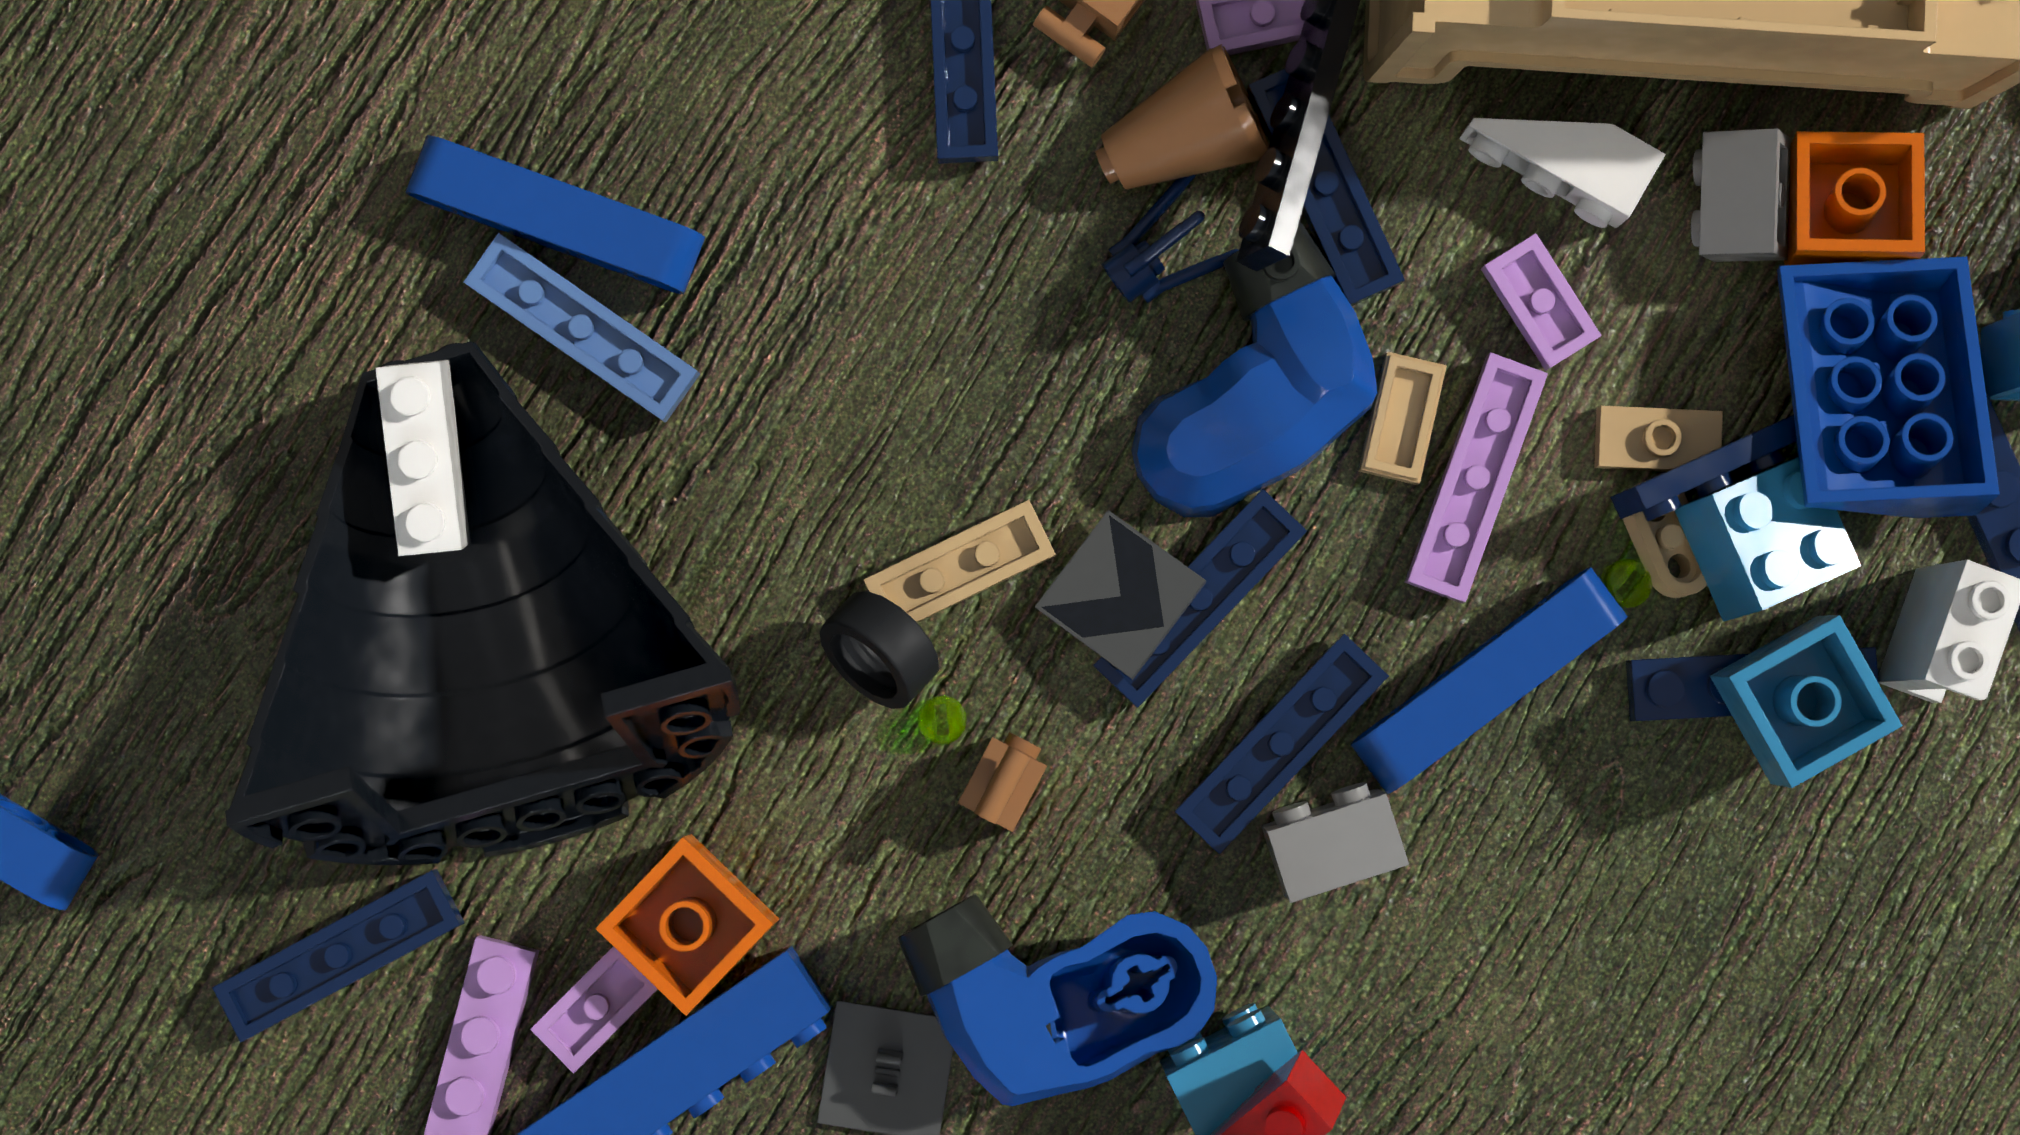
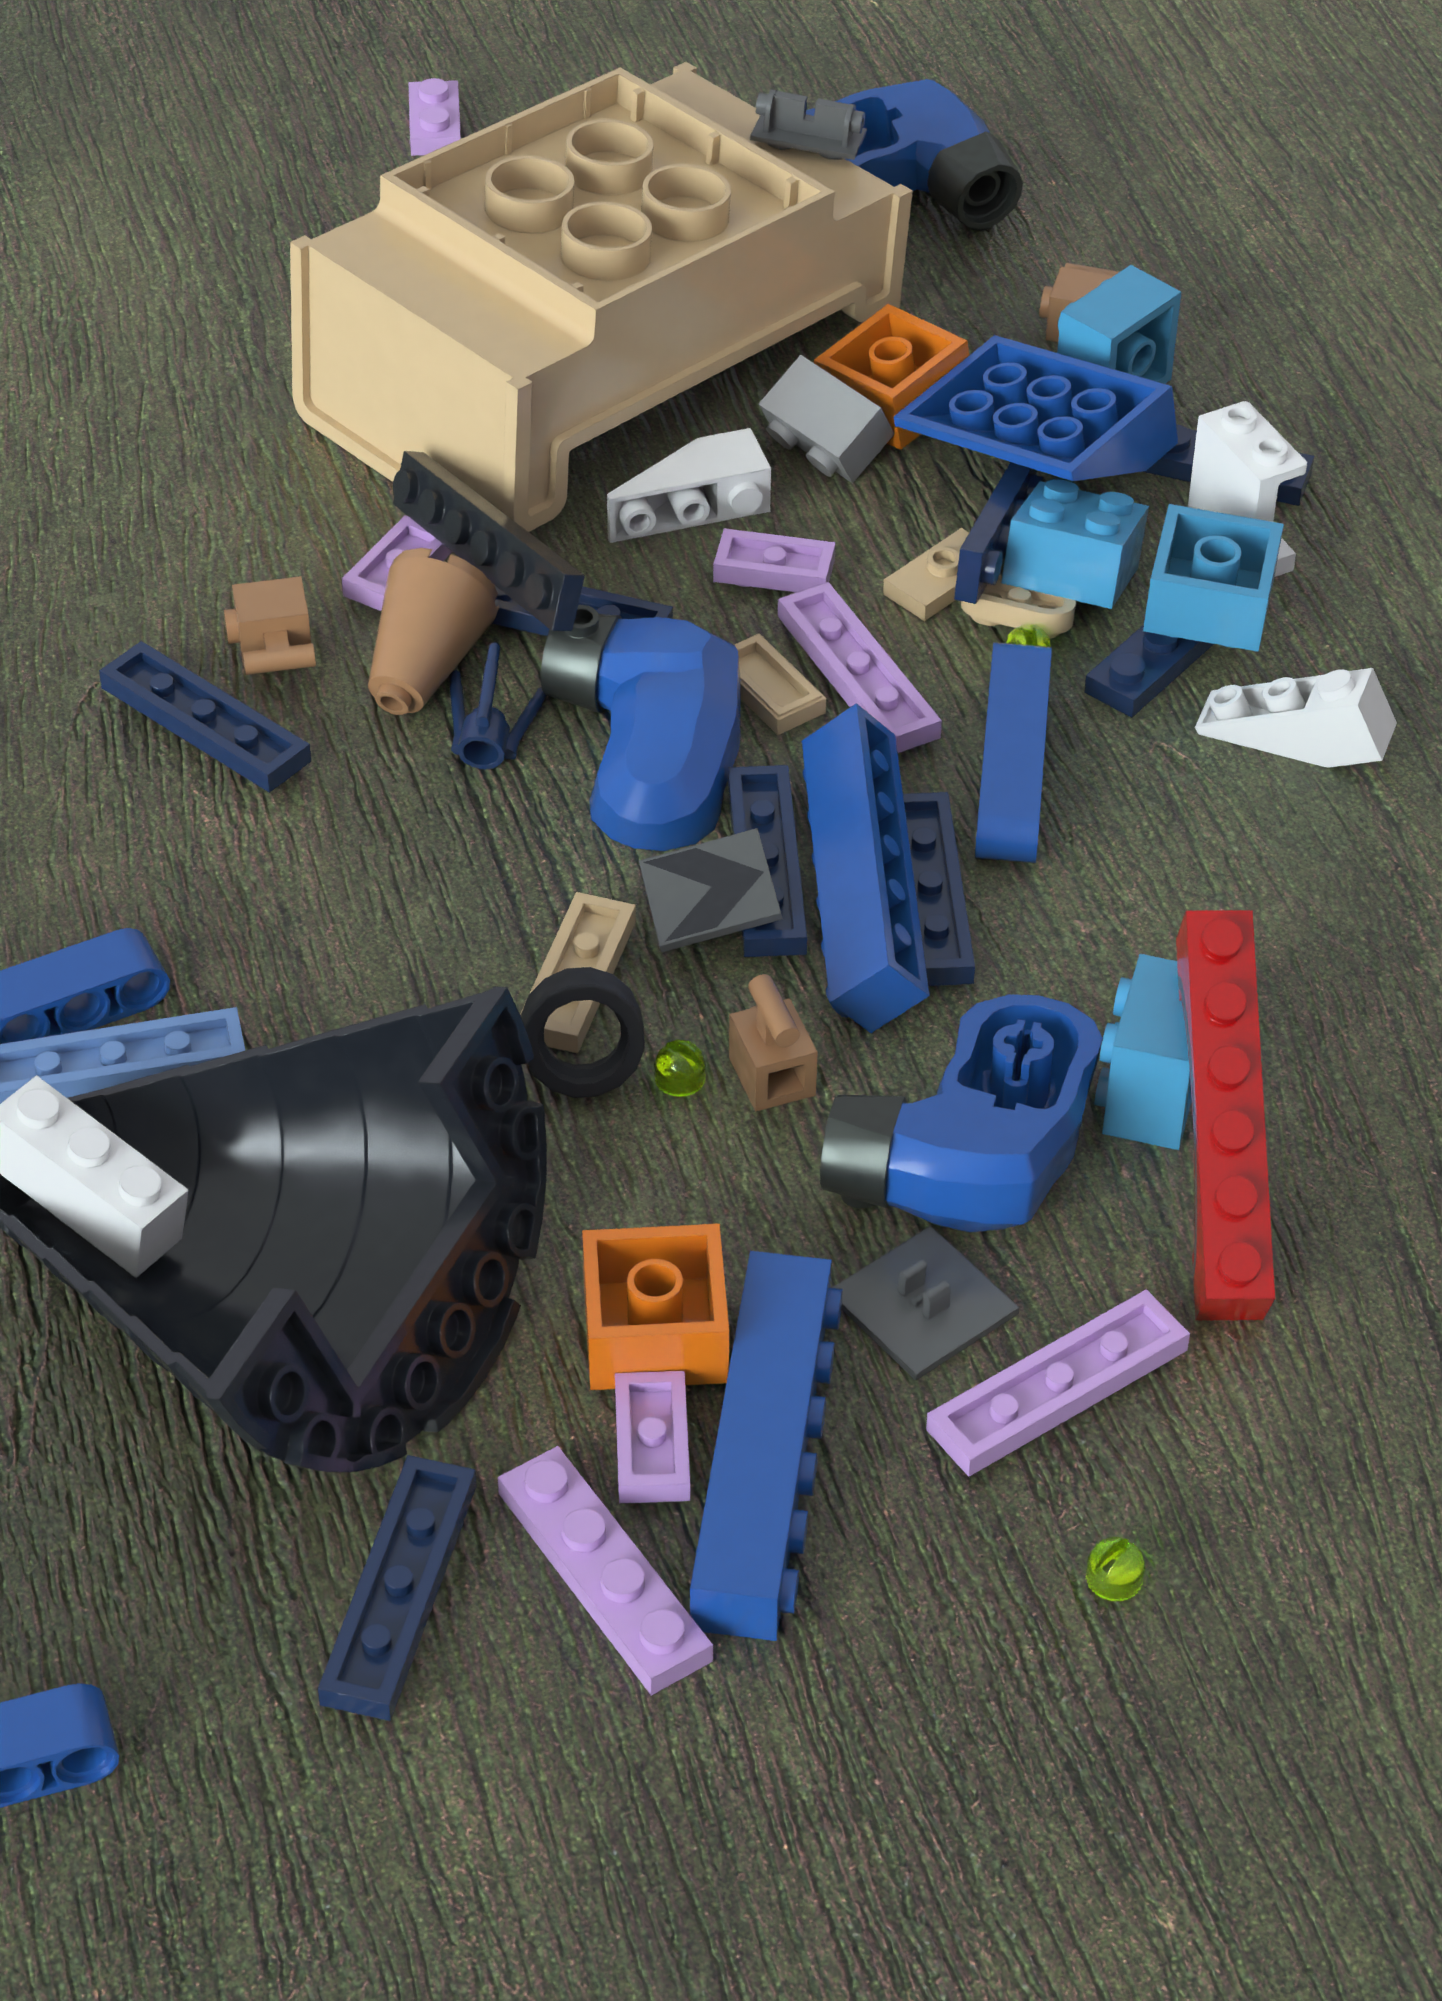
camera: 50 degrees left, 40 degrees down
(1244, 687) = (863, 870): none -> blue brick
(1334, 842) = (1039, 895): light grey brick -> none
(1729, 866) = (1311, 719): none -> white slope

